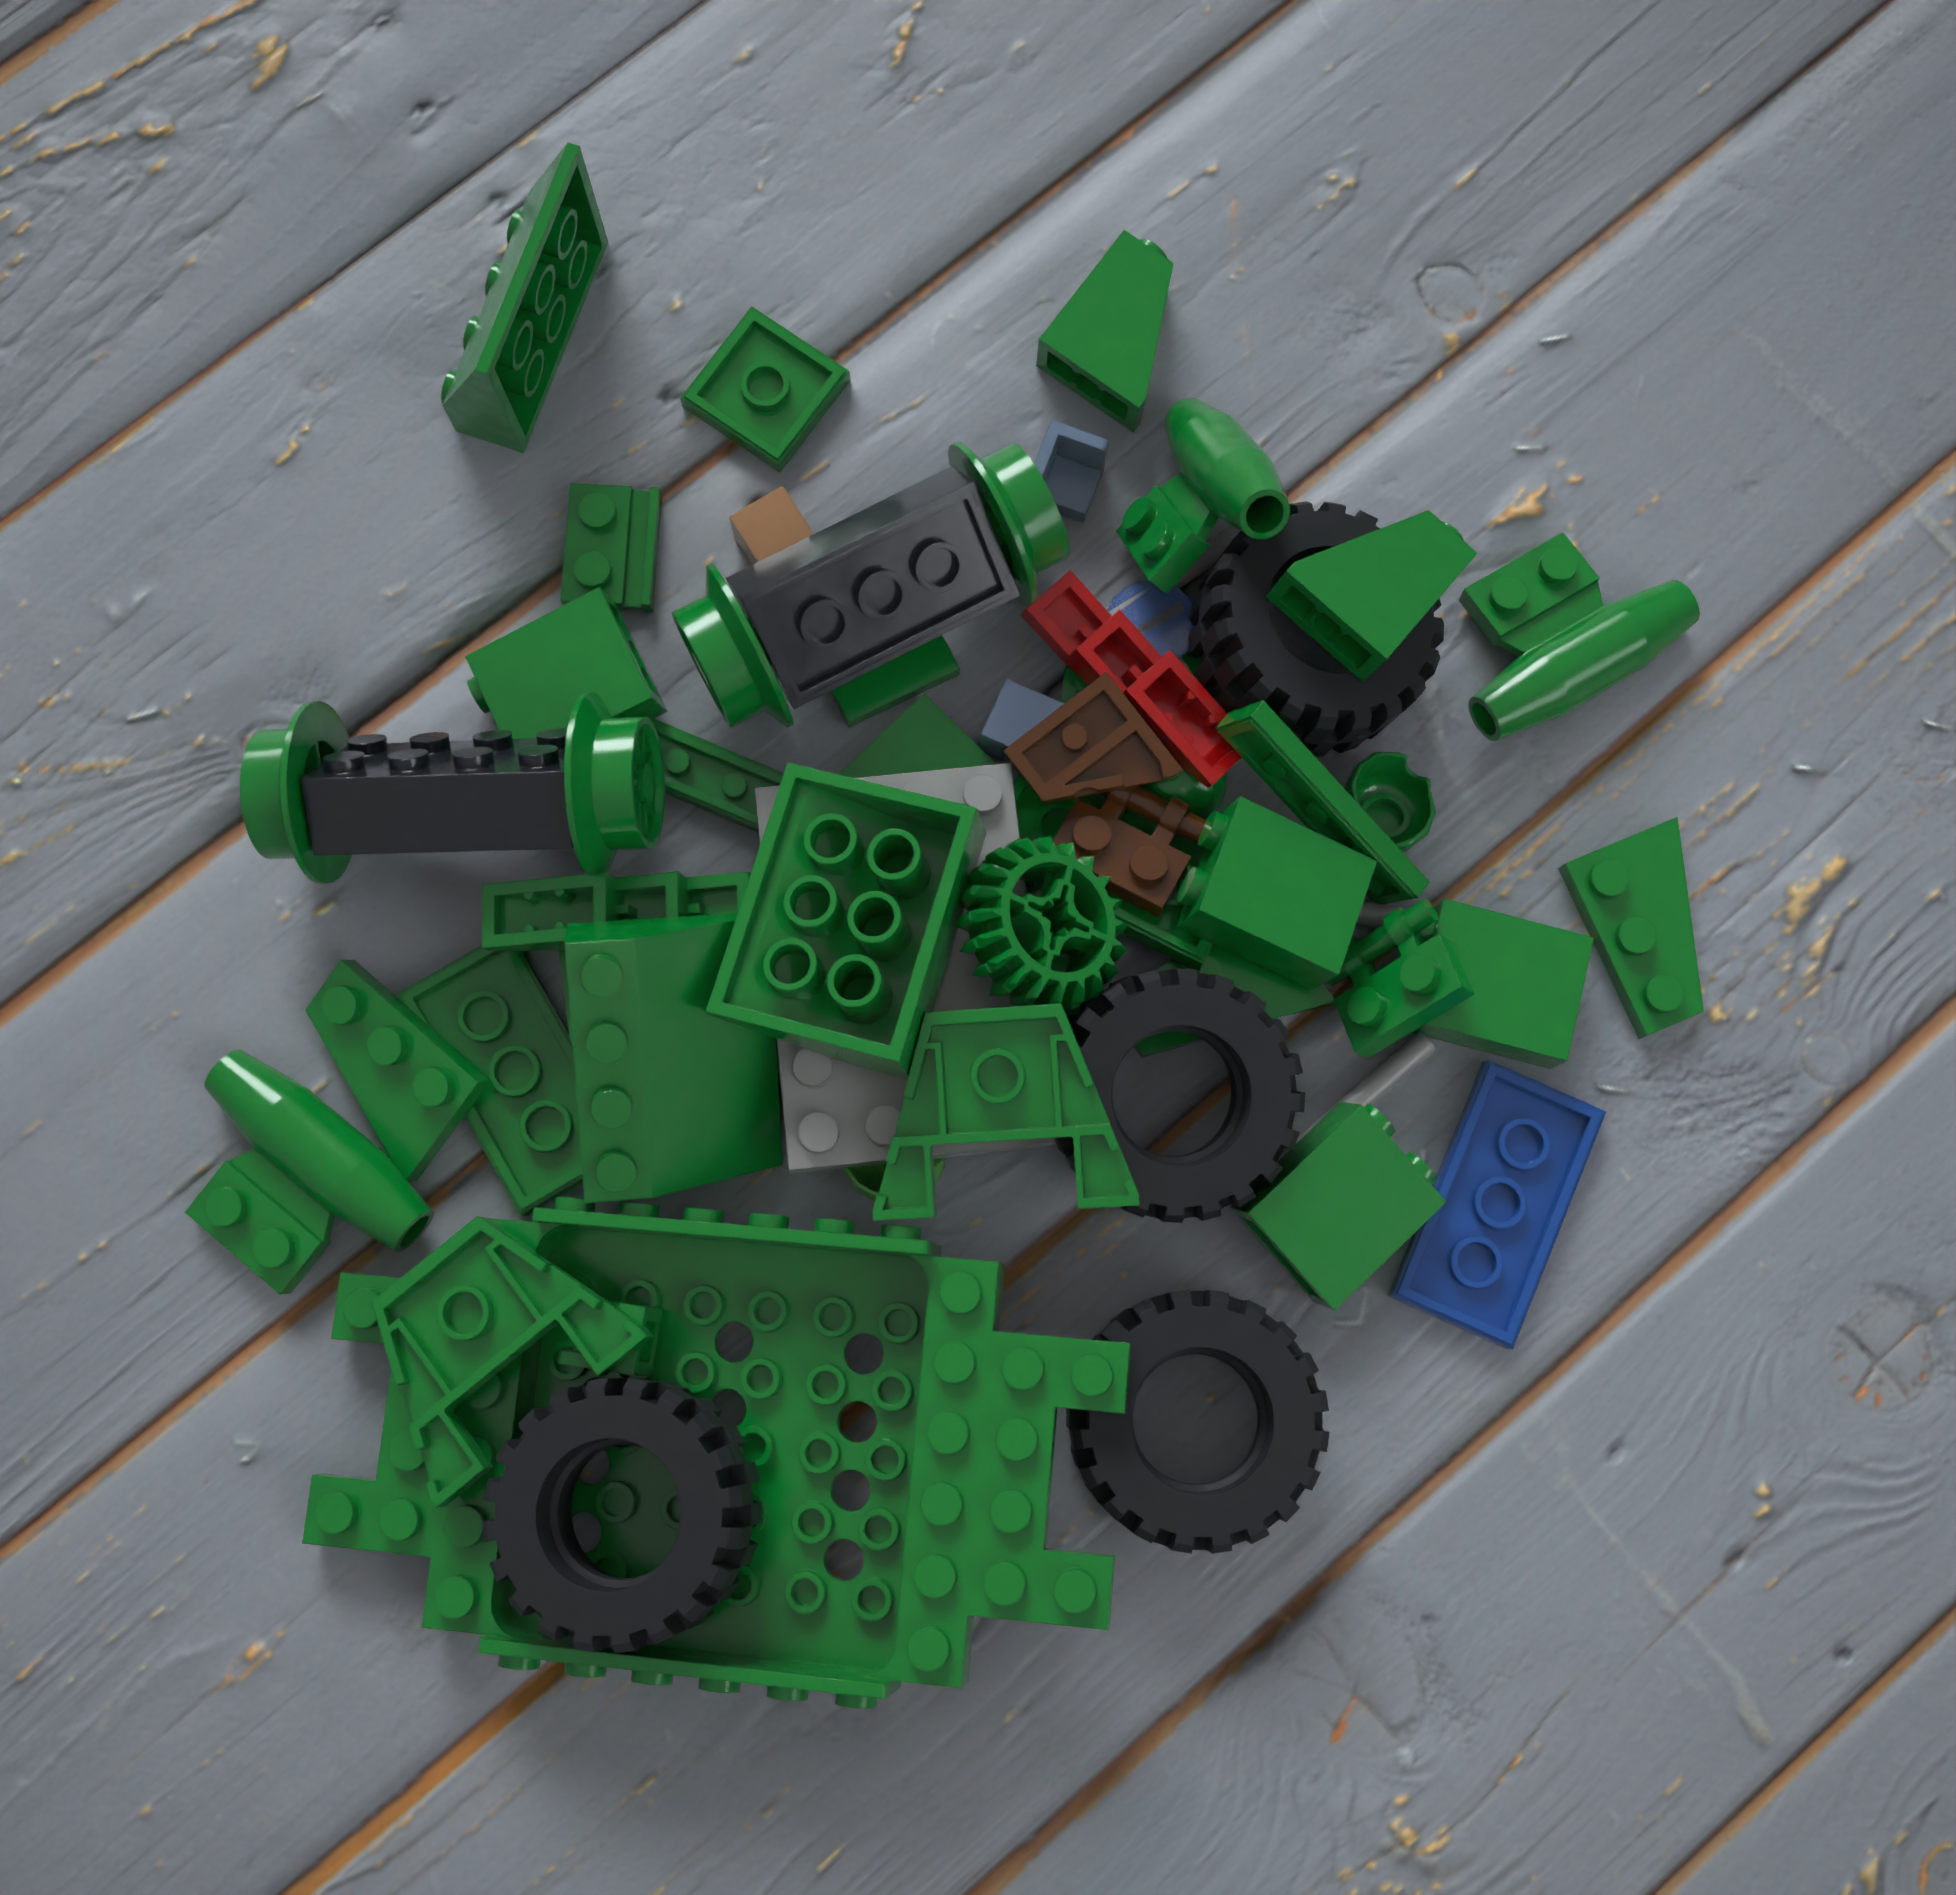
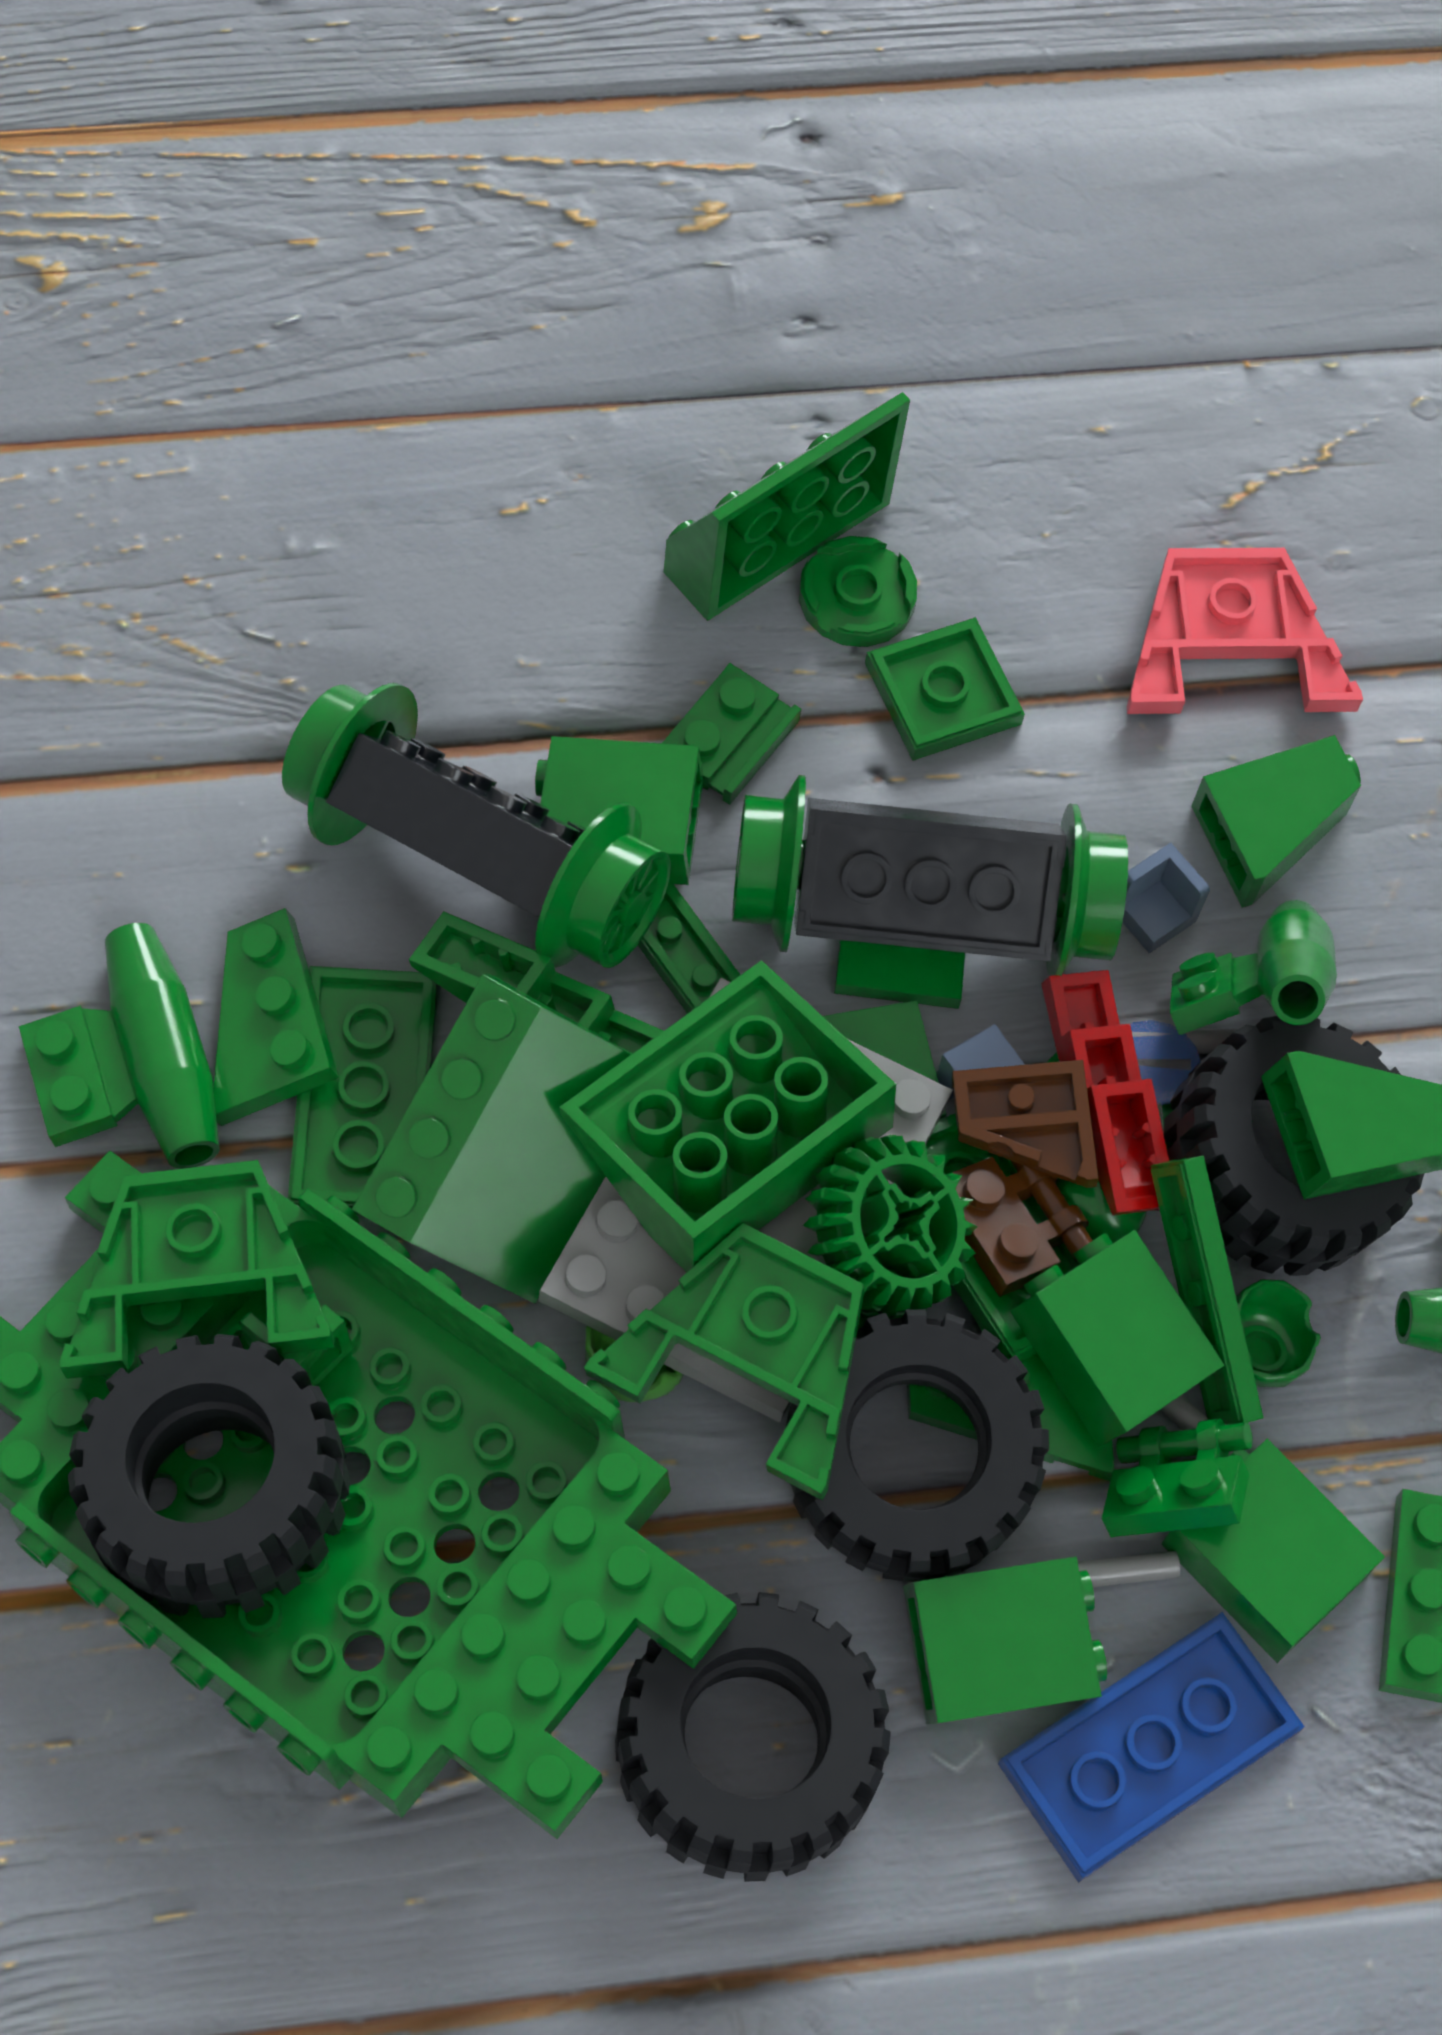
camera: 30 degrees right, 15 degrees down
(635, 344) = (857, 591): none -> green tile
(769, 526) = (873, 782): medium nougat panel -> none
(963, 159) = (1235, 608): none -> coral wing

